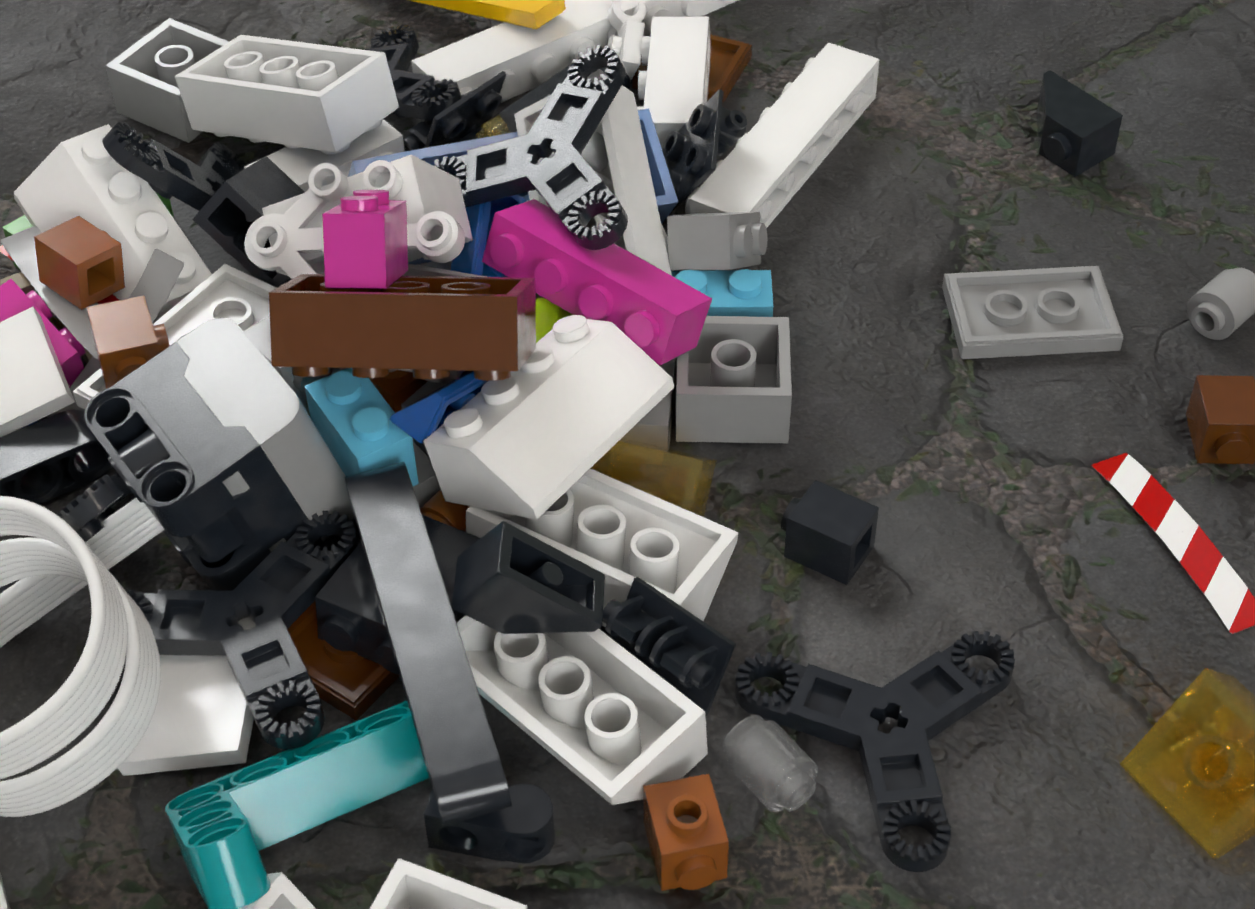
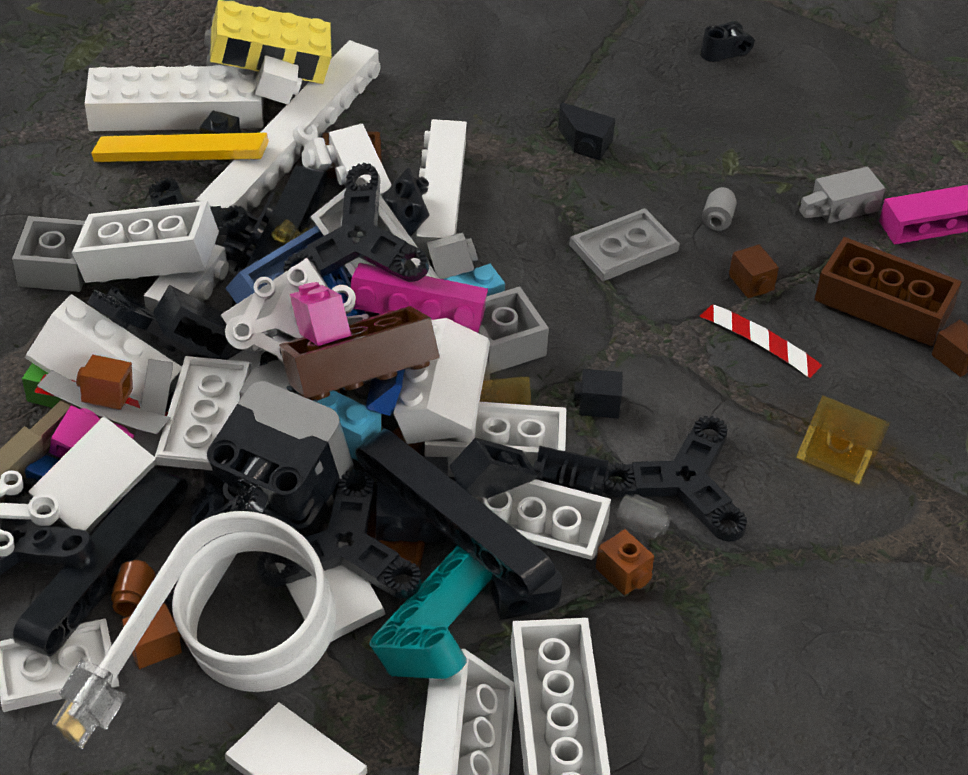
camera: 30 degrees left, 0 degrees up
(125, 337) = (179, 418): brick -> none

